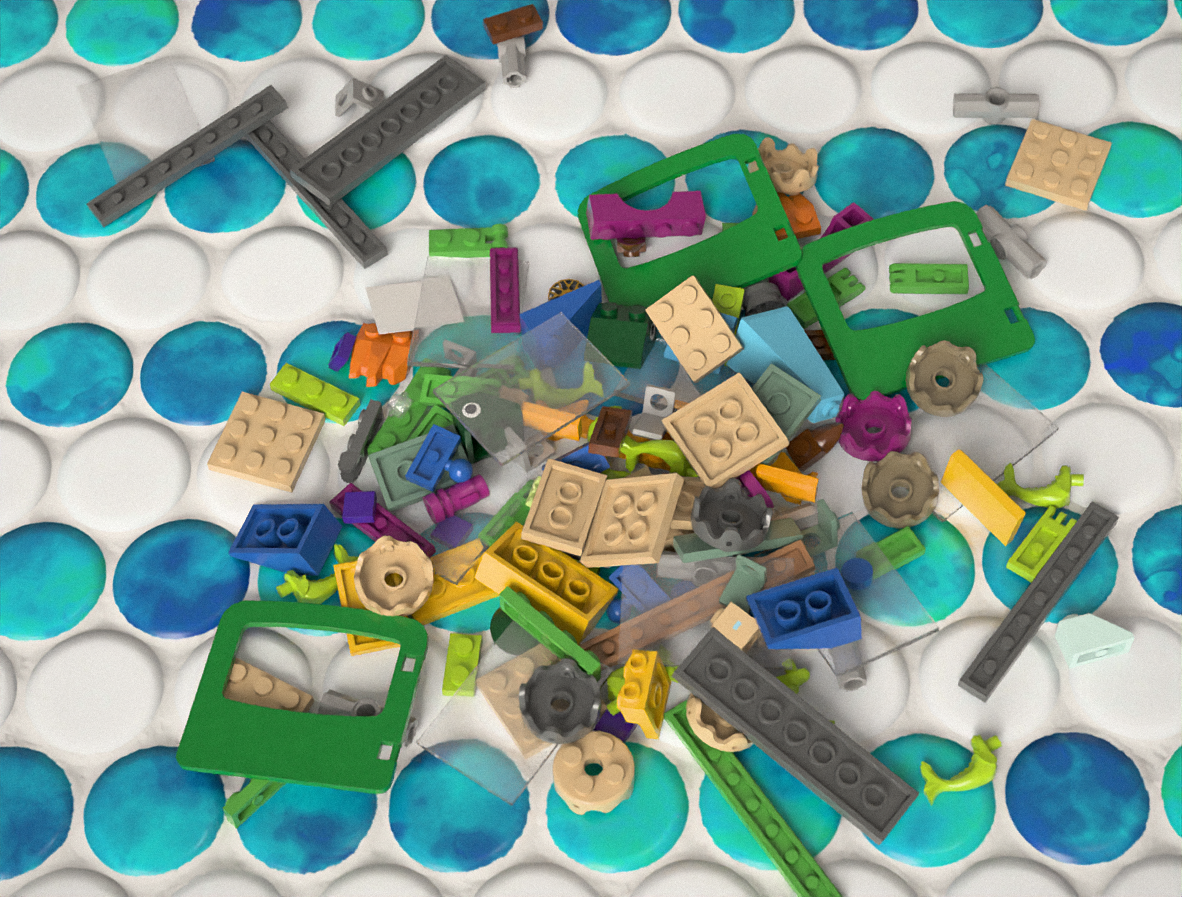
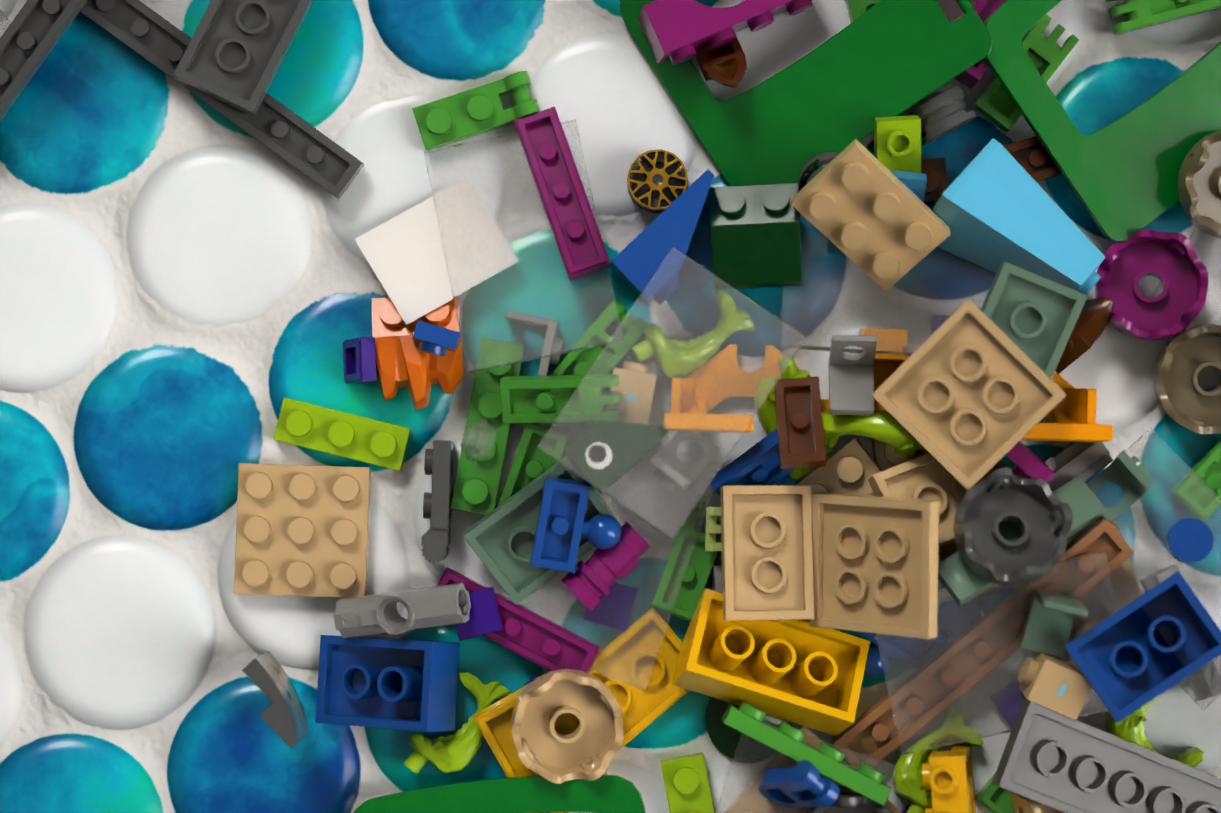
camera: 20 degrees left, 30 degrees up
(209, 521) = (286, 711): none -> dark grey slope
(312, 488) = (424, 606): none -> light grey piece
(394, 339) = (435, 338): none -> blue plate
(528, 654) = (798, 787): none -> blue plate

